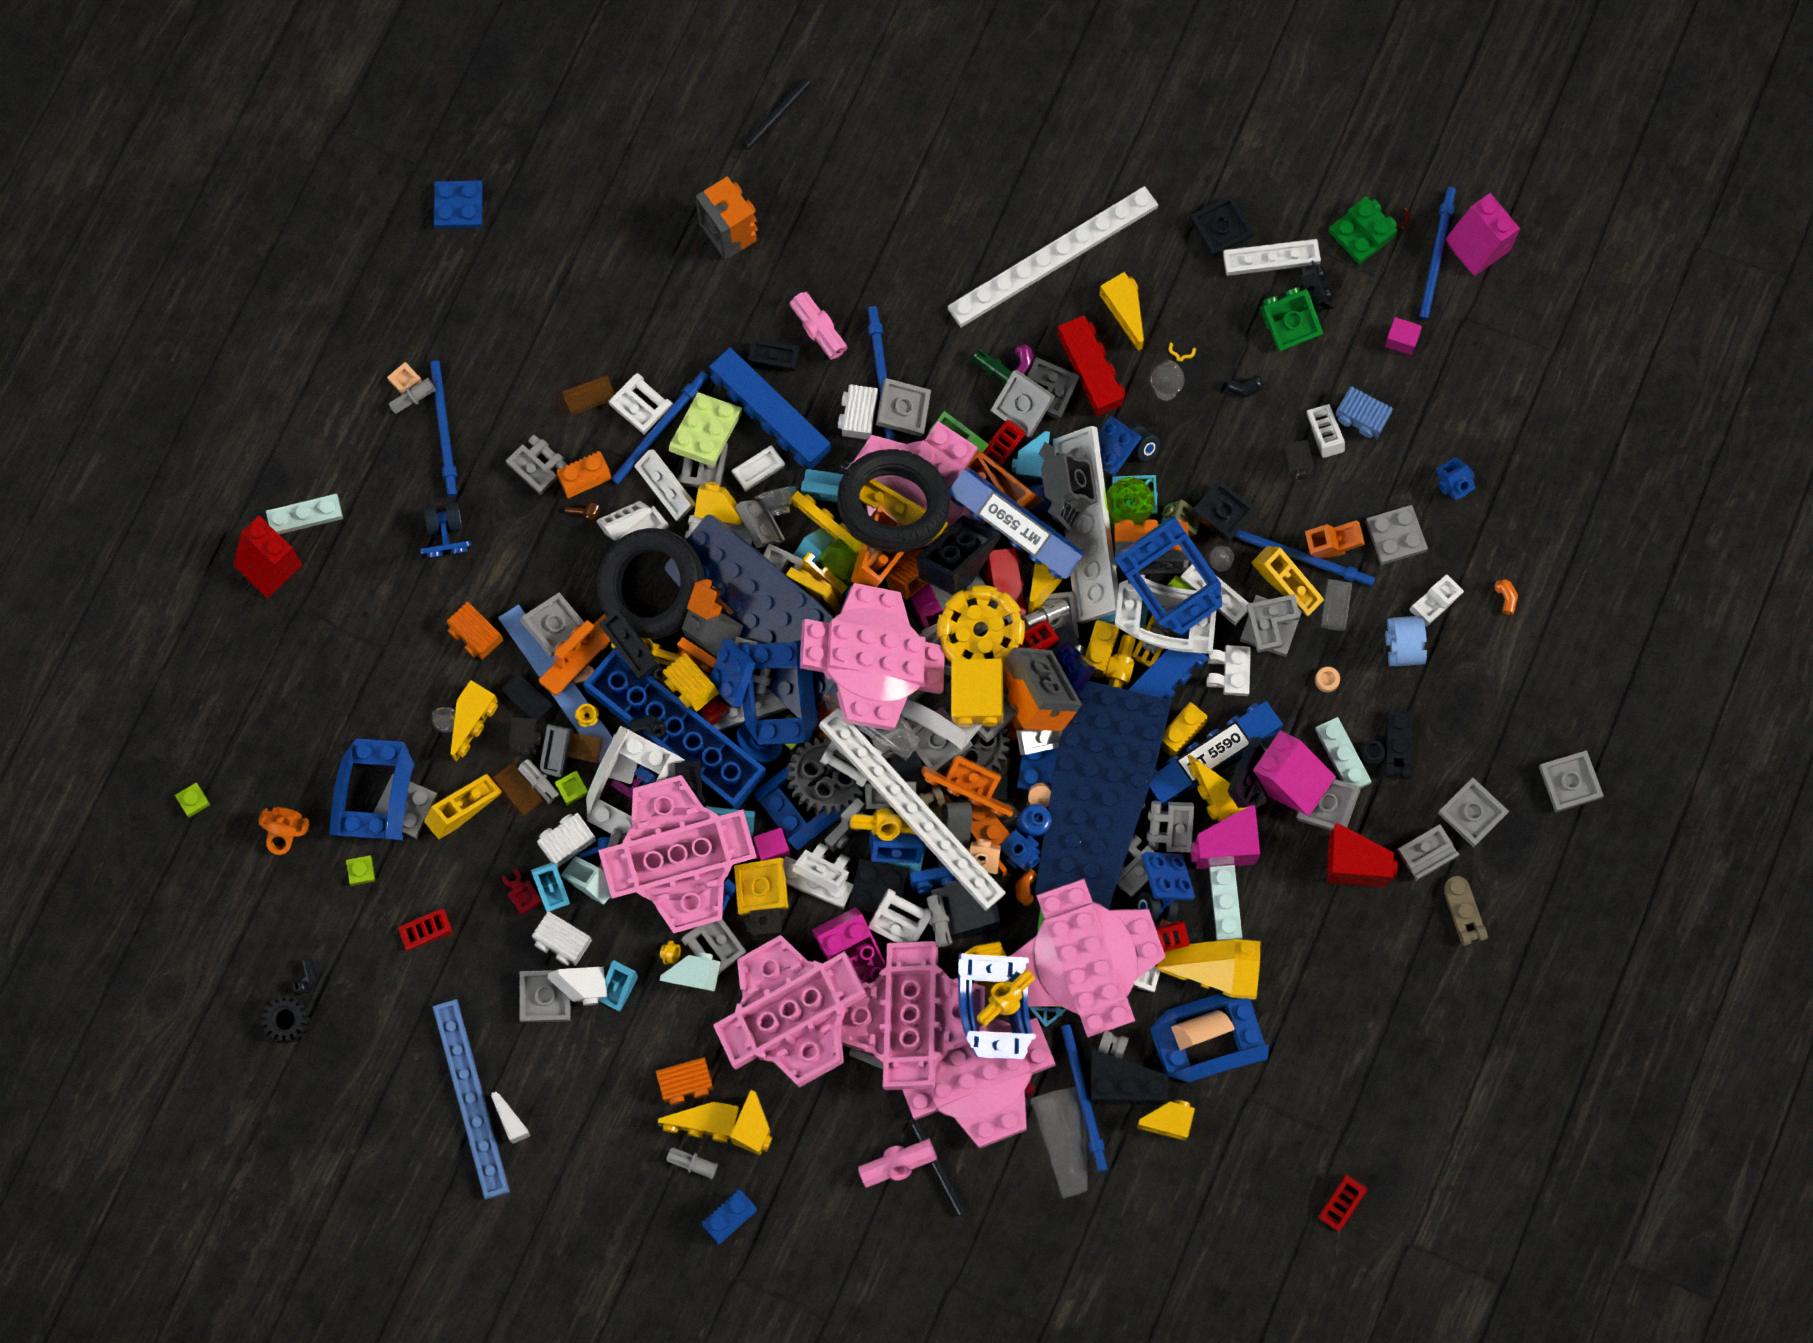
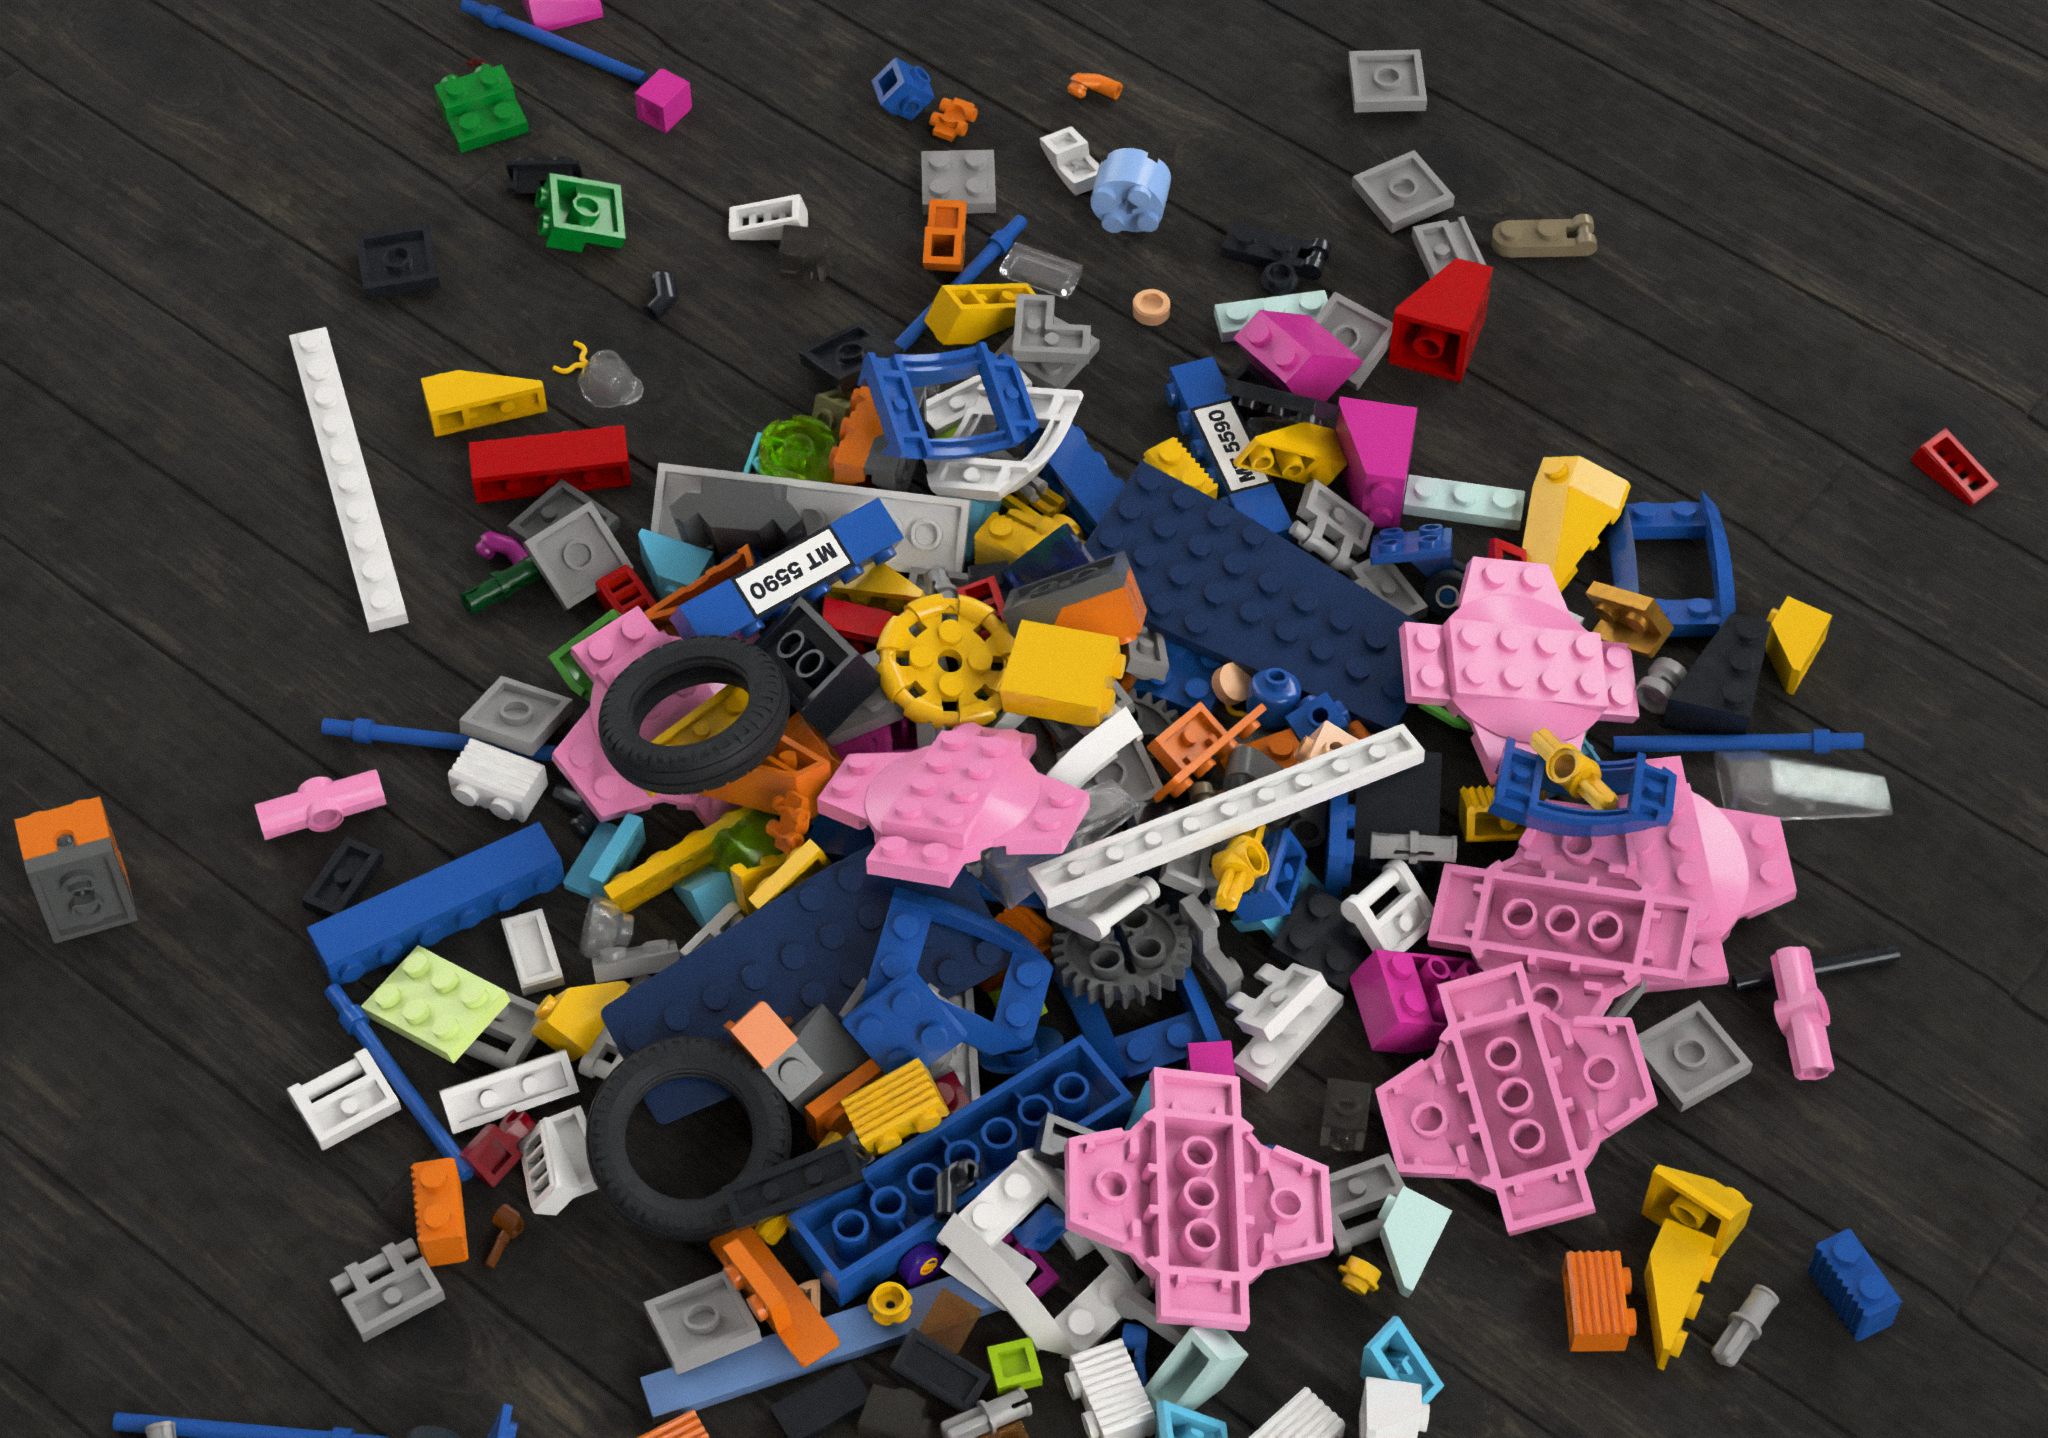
camera: 75 degrees left, 20 degrees down
(588, 395) = (291, 1178): clear orange tile -> none
(614, 722) = (920, 1264): none -> dark purple tile
(627, 490) = (494, 1149): none -> dark red plate
(761, 885) = (1283, 1101): yellow plate -> none
(842, 573) = (792, 823): none -> orange piece
(855, 1105) = (1692, 1056): none -> light grey plate
(1119, 440) = (697, 442): blue plate -> none
(1148, 1015) = (1629, 619): none -> pearl gold bracket
(1201, 1029) = (1665, 561): light nougat brick -> none
(1236, 670) = (1109, 408): white plate -> none
(1271, 257) = (474, 217): white plate -> none
(1363, 413) = (760, 168): medium blue brick -> none
(1444, 517) = (954, 118): none -> orange piece

